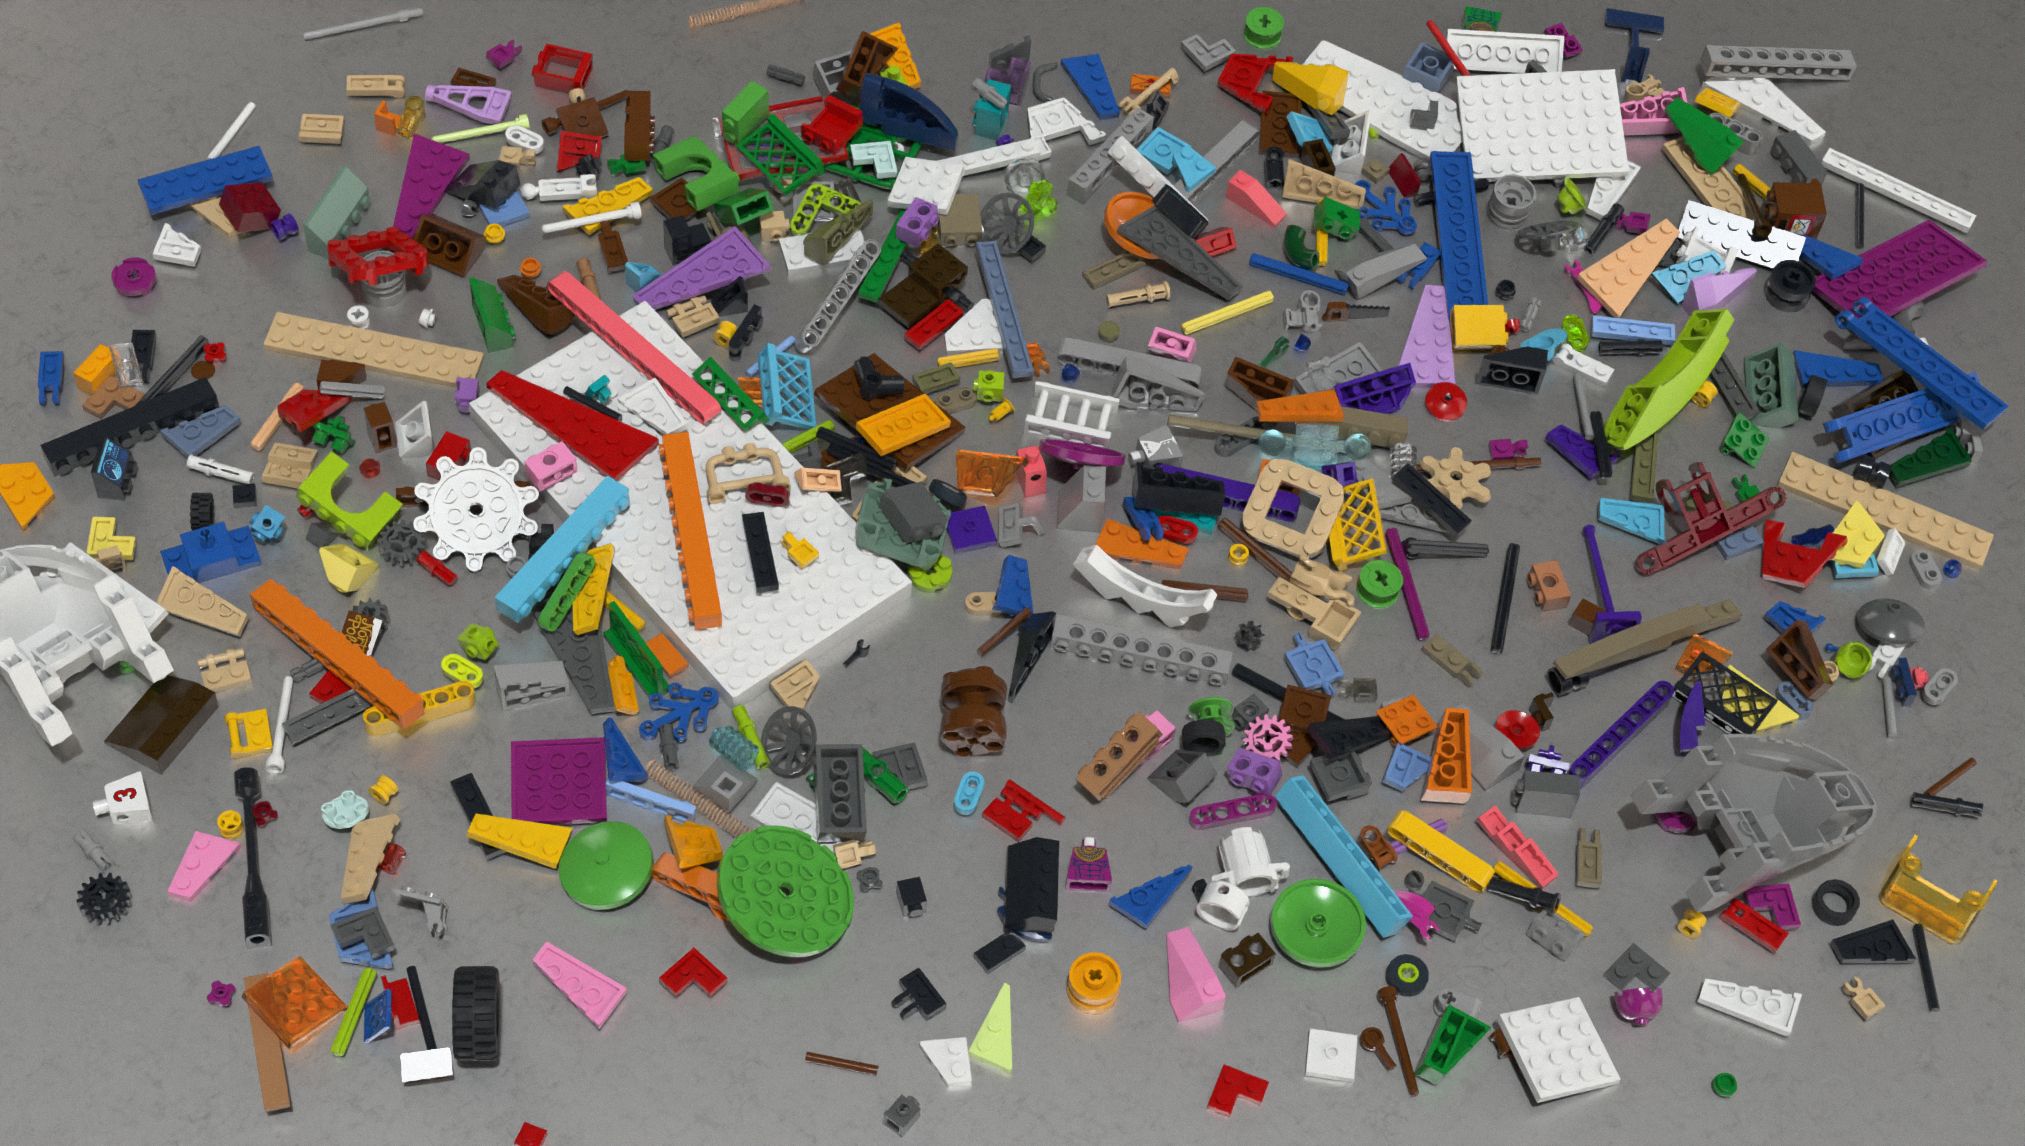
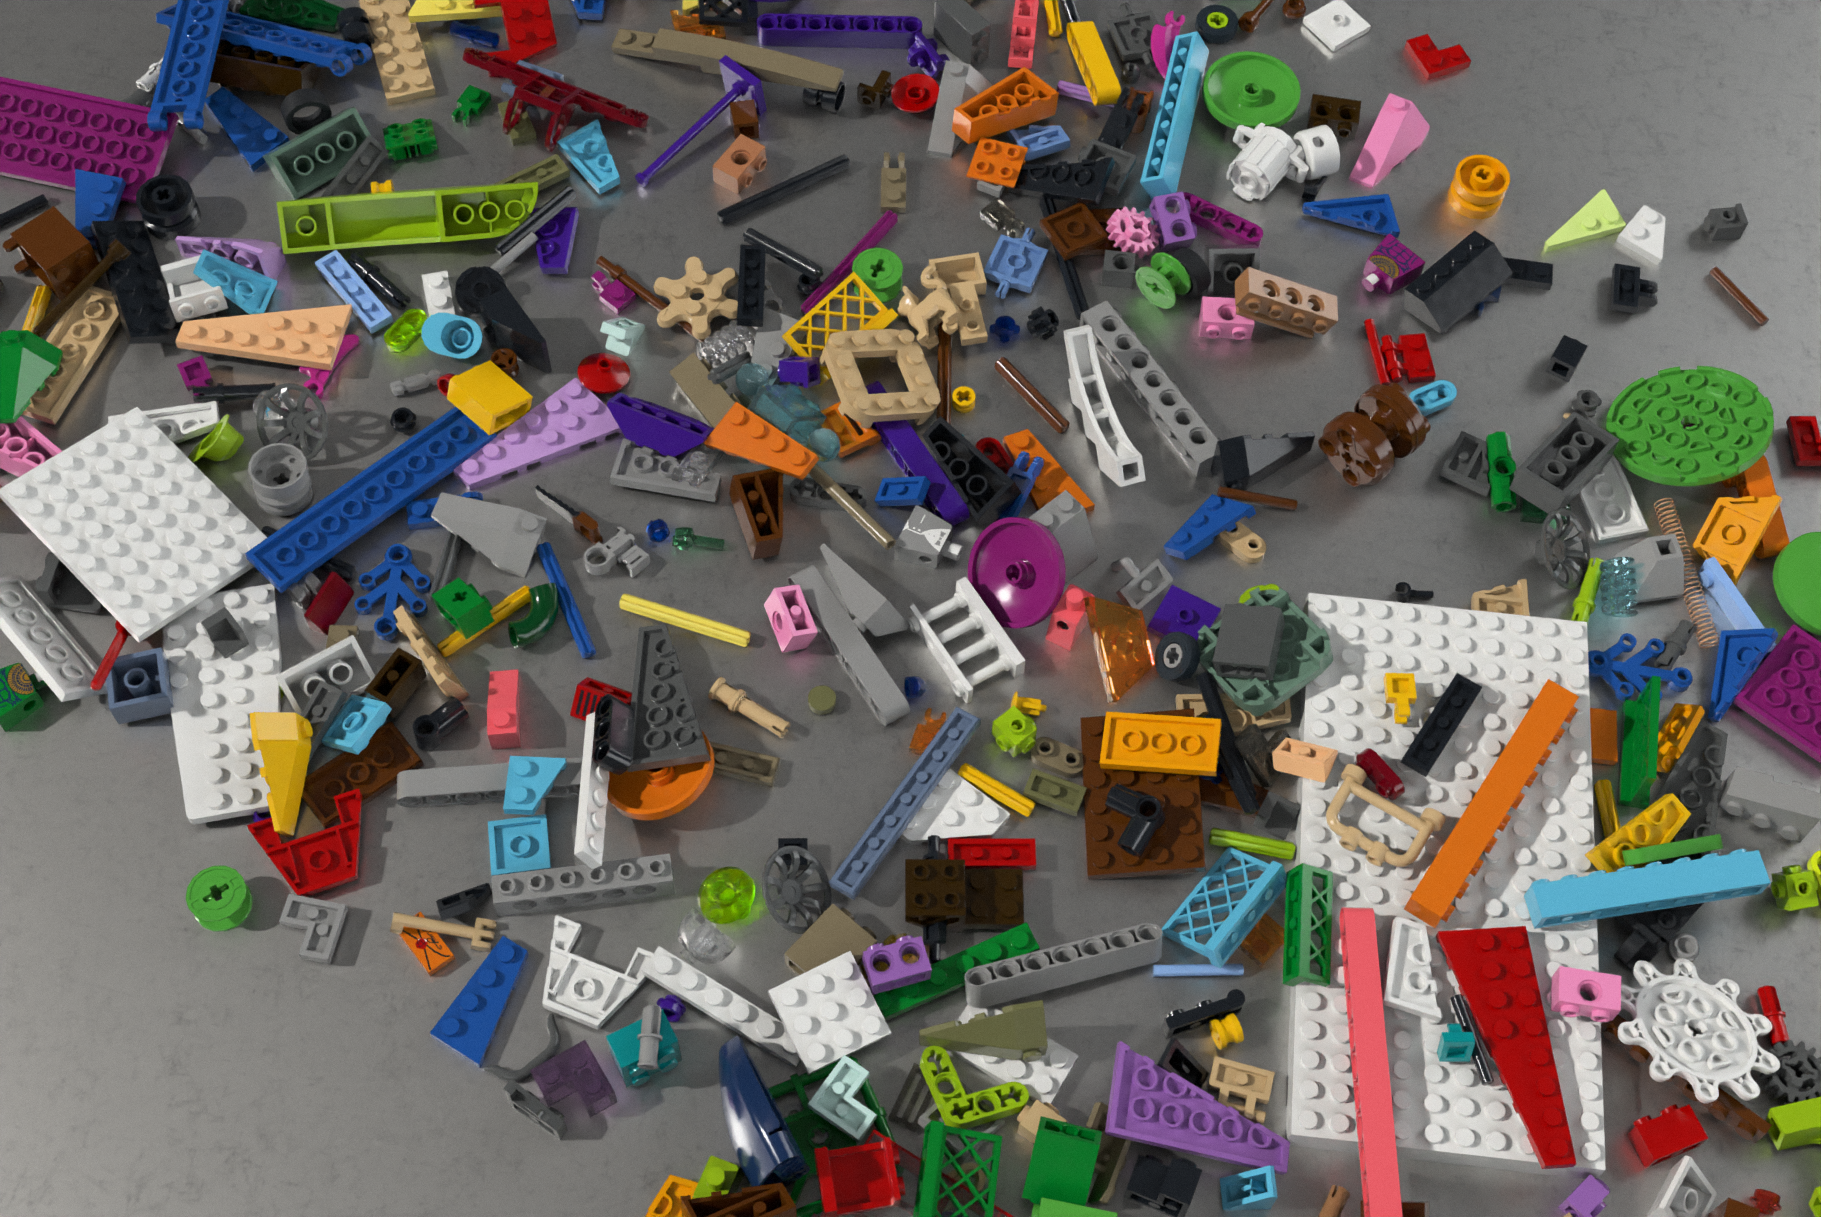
camera: 130 degrees left, 5 degrees up
(1201, 461) = (902, 491): none -> blue plate
(1272, 614) = (1001, 323): none -> clear blue plate
(1367, 812) = (1121, 120): none -> black hinge
(1378, 444) = (728, 368): none -> dark grey axle
(1467, 426) = (622, 334): none -> light aqua slope
(1570, 385) = (476, 285): none -> black tile

